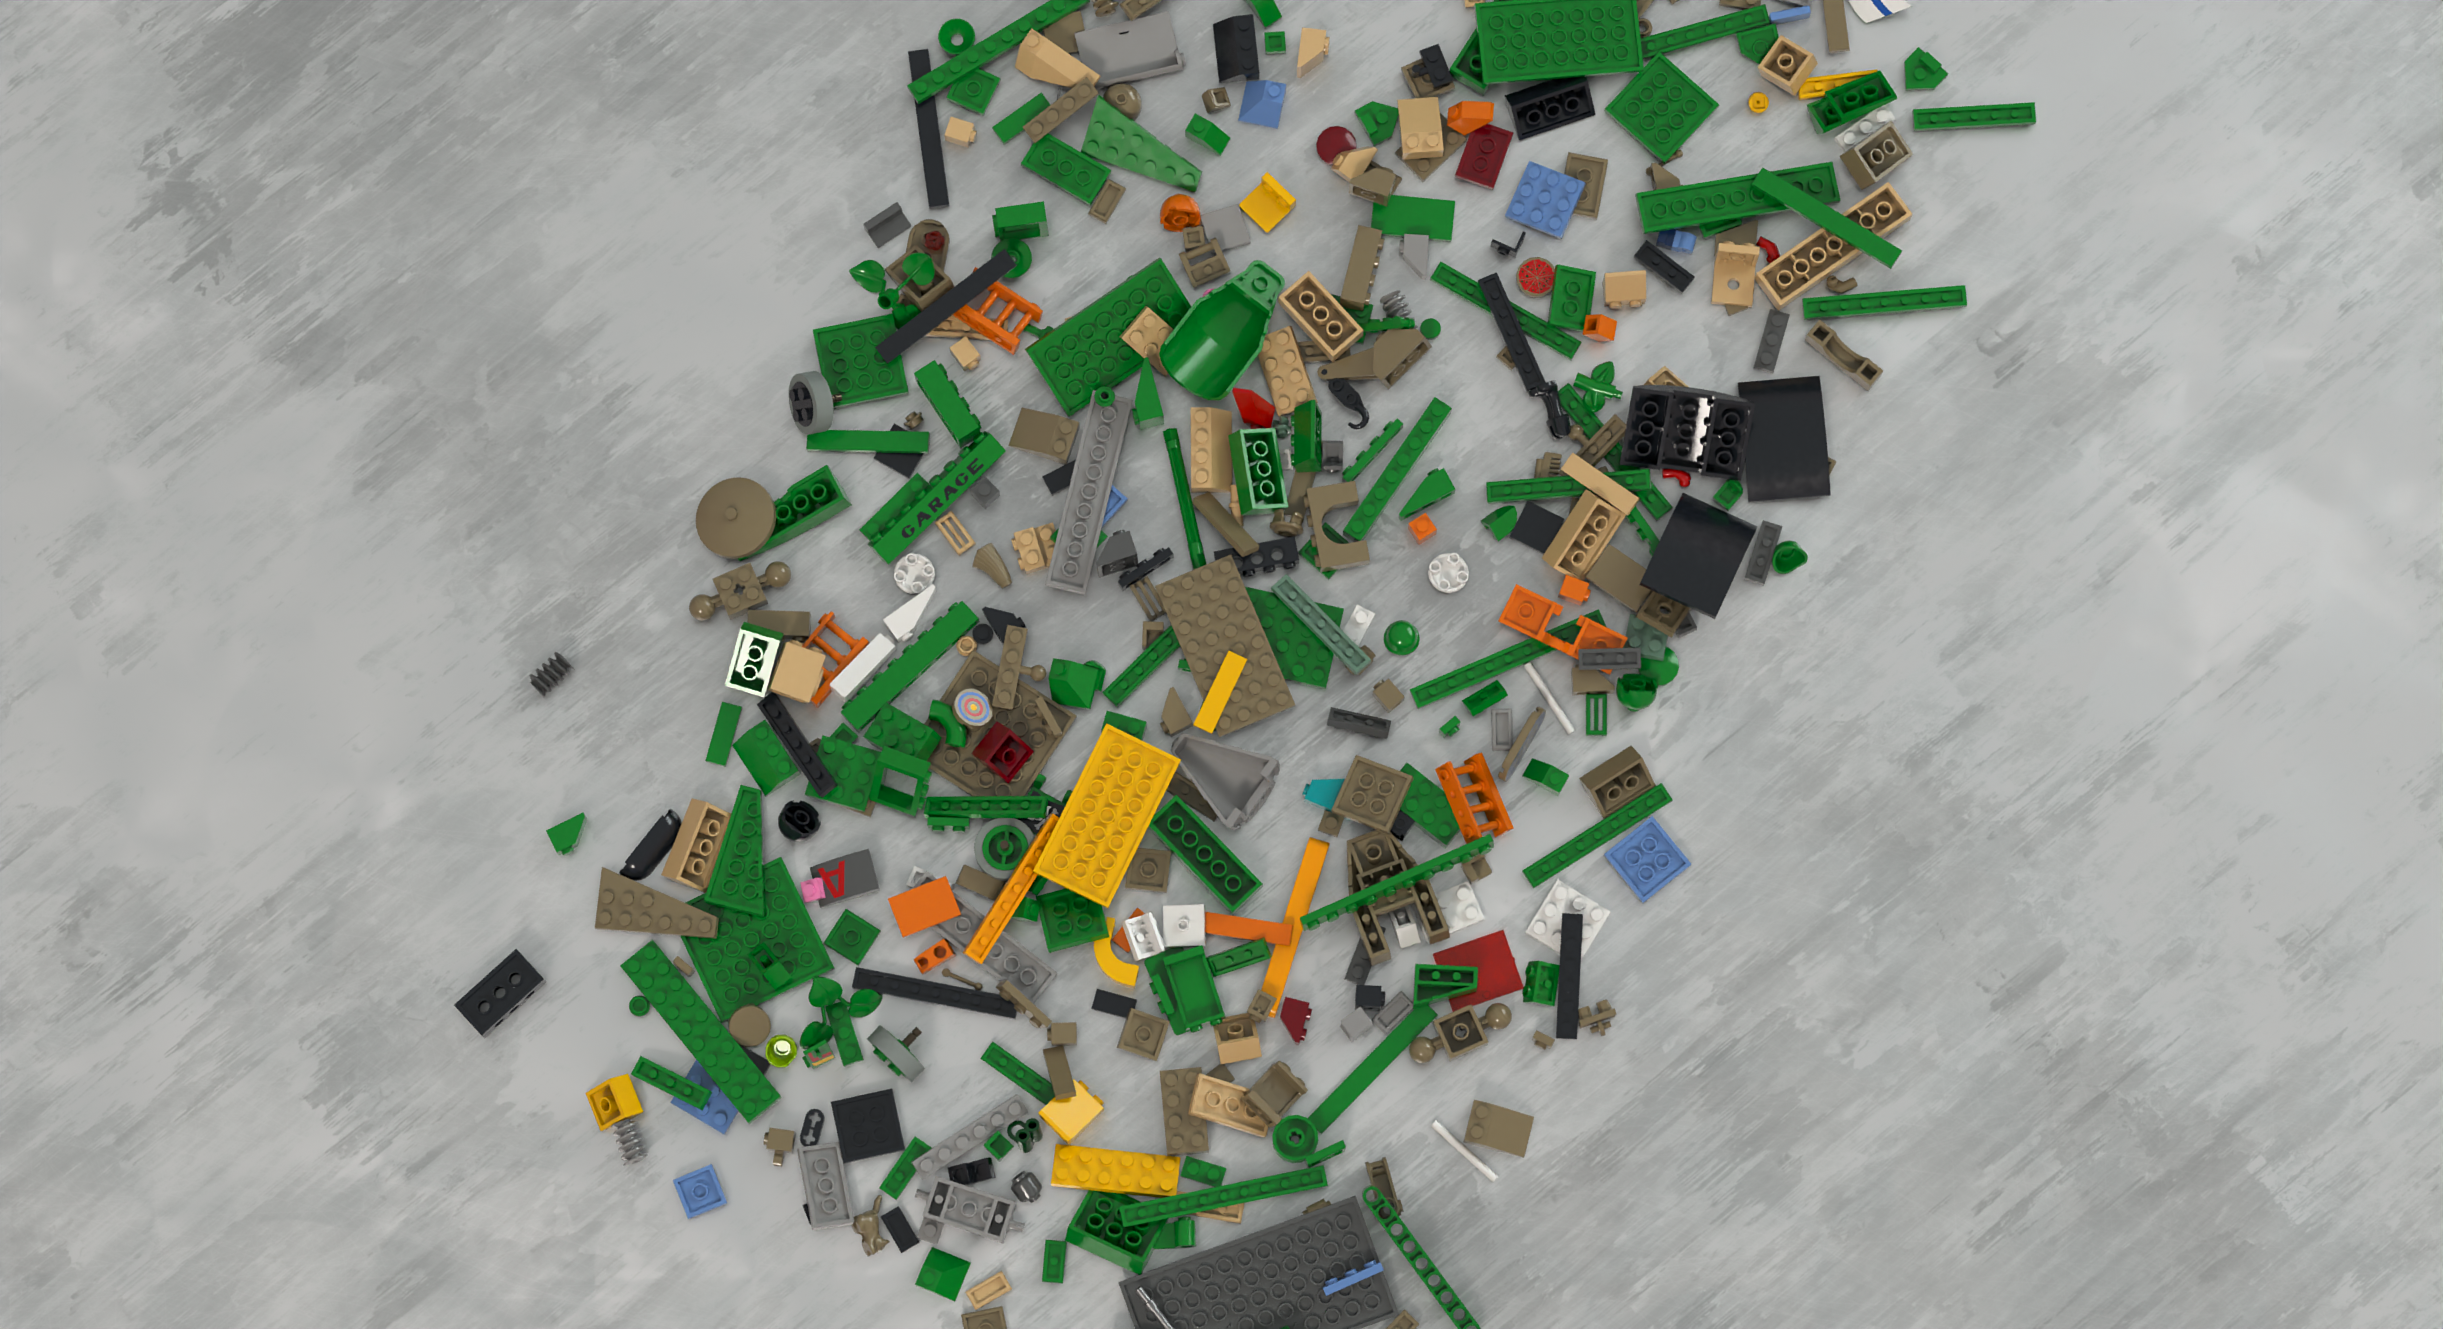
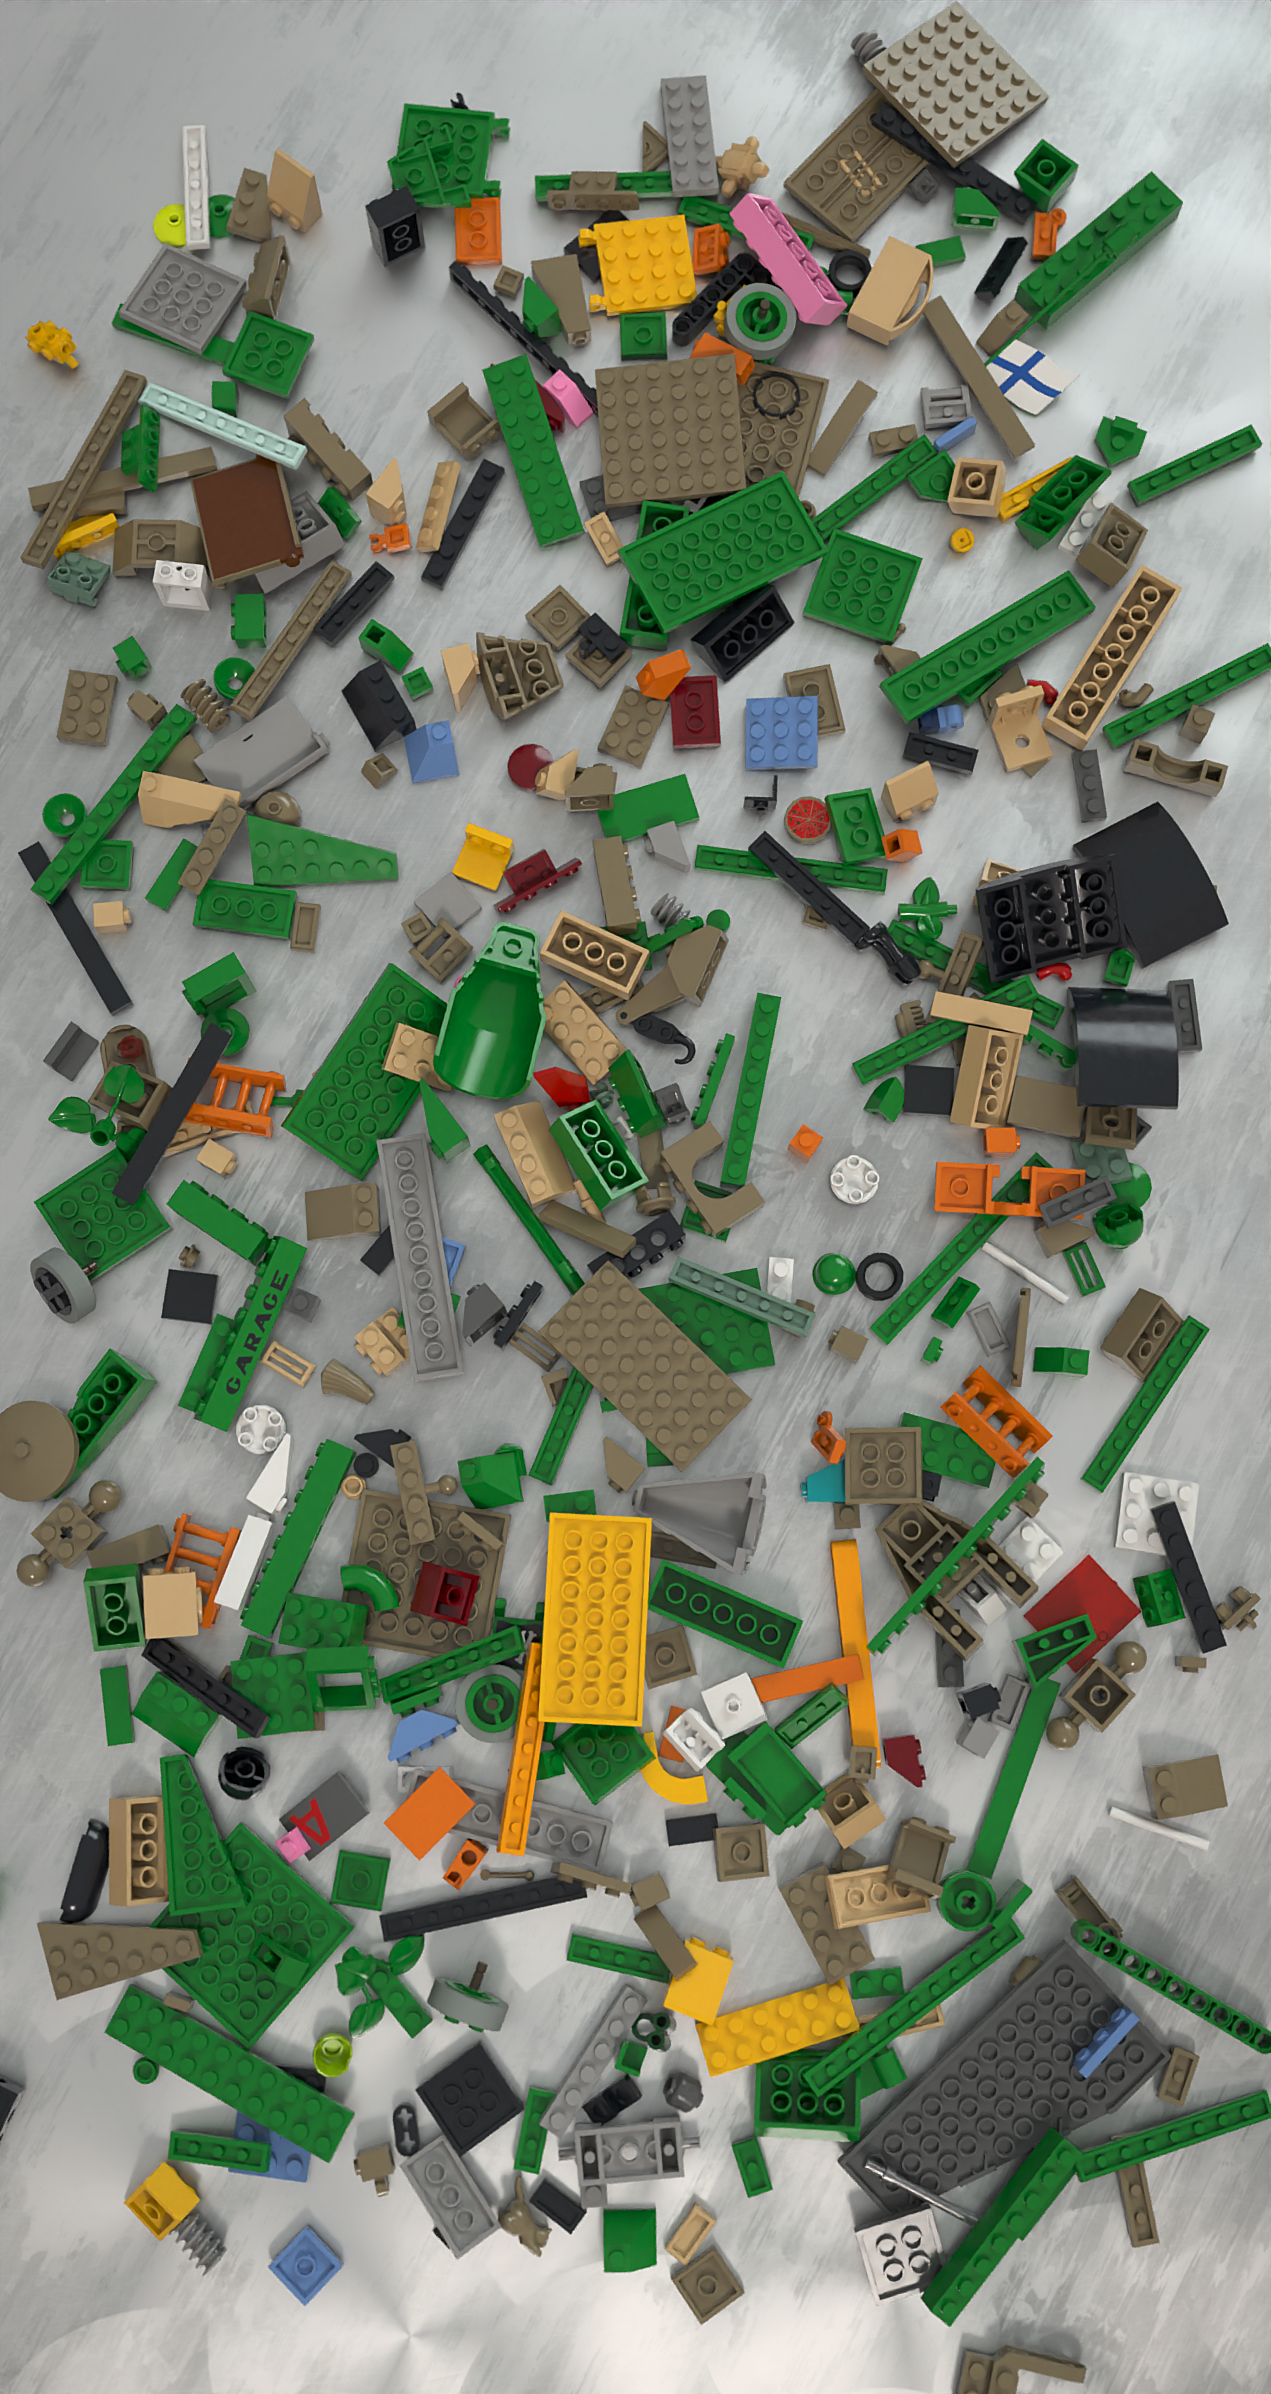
camera: 25 degrees left, 0 degrees up
(749, 1025) = (283, 2040): dark tan tile -> none
(818, 1055) = (377, 2040): green door -> none
(869, 441) = (148, 1301): green tile -> none
(940, 846) = (418, 1732): none -> medium blue slope
(972, 708) = (389, 1558): tile -> none
(979, 882) = (480, 1754): dark tan slope -> none
(1104, 402) = (392, 1149): green plate -> none
(1179, 213) = (391, 906): orange cylinder -> none
(1207, 134) = (384, 810): green slope -> none
(1220, 692) = (663, 1421): yellow tile -> none
(1298, 233) = (531, 876): none -> dark red bracket
(1340, 761) = (828, 1440): none -> orange hinge
(1356, 66) = (516, 672): none -> dark tan wedge
(1359, 723) = (829, 1389): dark grey plate -> none
(1377, 121) = (564, 722): green plate -> none
(1408, 34) = (557, 617): none -> dark tan plate
(1420, 128) = (615, 710): tan slope -> none
(1432, 490) = (797, 1096): green slope -> none
(1435, 638) = (884, 1258): none -> black tyre
(1647, 859) = (1213, 1407): medium blue plate -> none
(1788, 557) = (1214, 1008): green helmet -> none
(1826, 218) = (1095, 628): green tile -> none
(1877, 326) = (1196, 724): none -> dark tan brick

